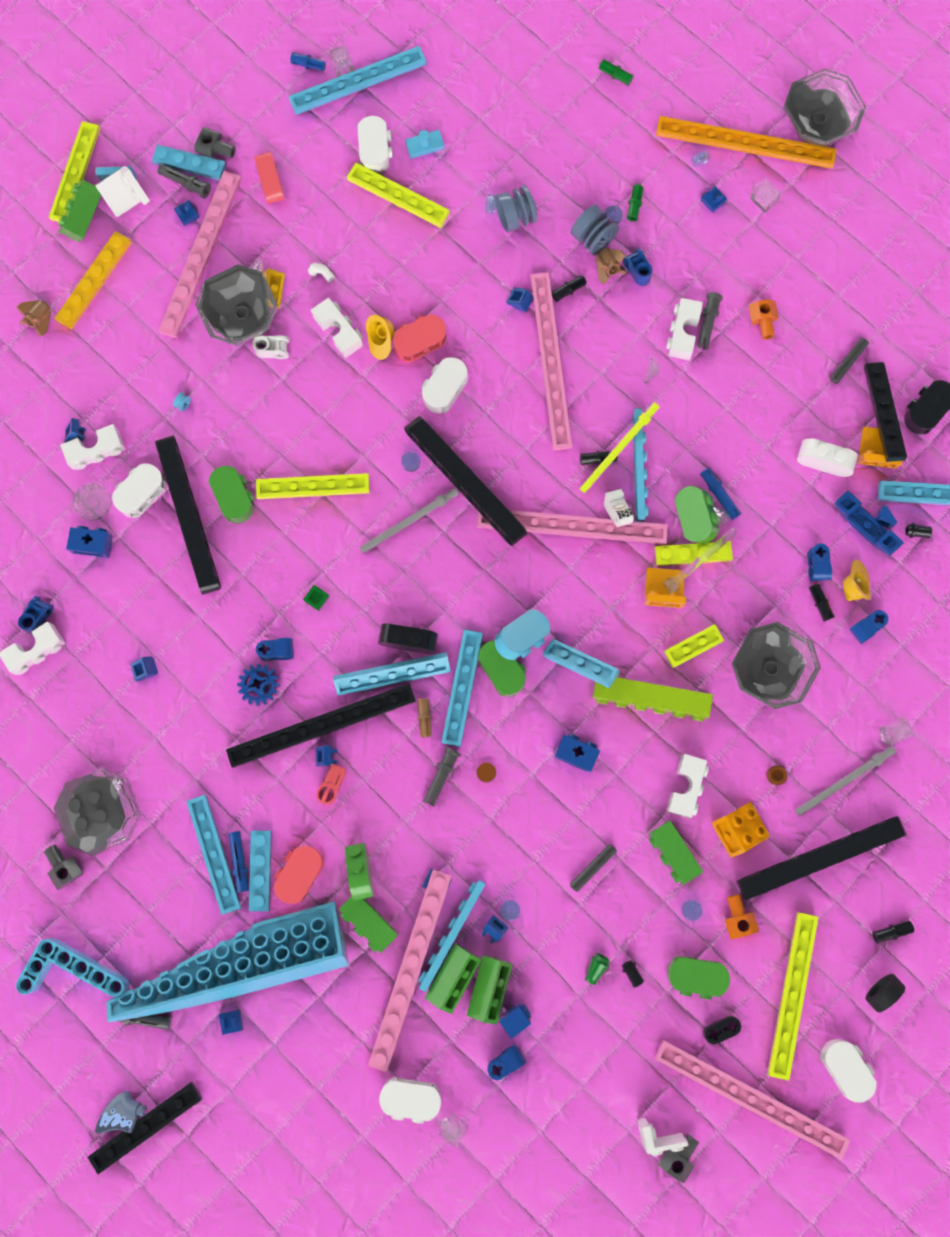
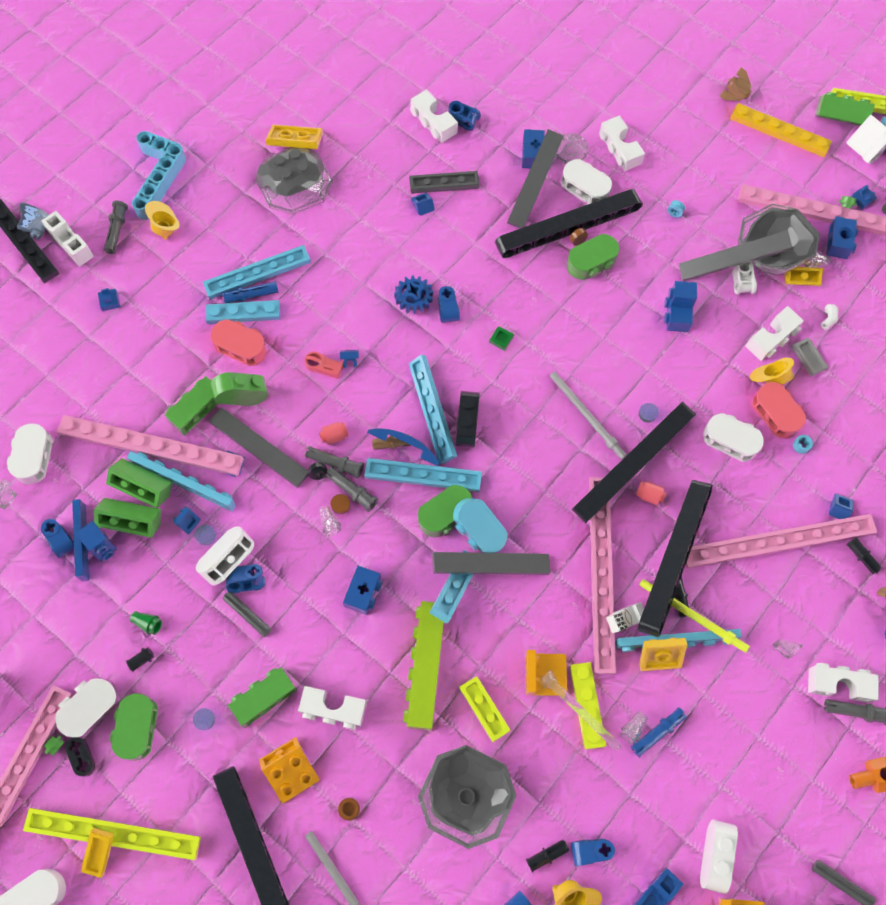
camera: 80 degrees right, 10 degrees down
(42, 808) = (294, 136): none -> yellow tile
(59, 863) = (242, 158): dark grey piece -> none
(74, 431) = (634, 126): blue tile -> none
(118, 643) = (444, 182): none -> dark grey tile
(131, 543) = (535, 179): none -> dark grey tile
(136, 961) = (161, 218): none -> yellow piece
(151, 1071) = (65, 237): none -> white arch
(192, 229) = (848, 202): none -> bright green plate
(205, 506) = (578, 236): none -> dark orange tile
(241, 251) = (841, 237): none -> blue brick
(251, 961) = (162, 314): medium azure wedge -> none
(253, 350) = (736, 256): none -> tile
(300, 414) = (680, 306): none -> blue brick
(312, 486) = (610, 326): neon yellow plate -> none
(320, 725) = (380, 353): black plate -> none
(363, 299) = (809, 357): none -> light grey tile
(411, 776) = (333, 433): none -> coral brick
(418, 855) = (259, 447): none -> dark grey tile
(421, 723) = (425, 454): none -> blue slope
(451, 318) = (806, 440): none -> medium azure bush
(451, 793) = (317, 471): none -> black plate
(478, 753) = (358, 493): none -> dark grey pin
(496, 470) = (651, 492): none -> coral brick
(504, 784) = (329, 522): none -> clear cone
(504, 1040) = (80, 550): none -> blue tile
(537, 887) = (225, 555): none -> white brick
(559, 871) = (243, 579): none -> blue piece
(560, 628) = (490, 563): none -> dark grey tile
(564, 455) = (675, 559): none -> black beam
(654, 480) = (663, 654): none -> yellow plate
(679, 1024) = (85, 707): none -> white brick
(697, 514) = (630, 704): bright green brick -> none
(711, 1055) = (54, 745): none -> bright green plate
(738, 914) = (198, 769): orange piece -> none
(810, 1007) = (97, 852): none -> yellow tile

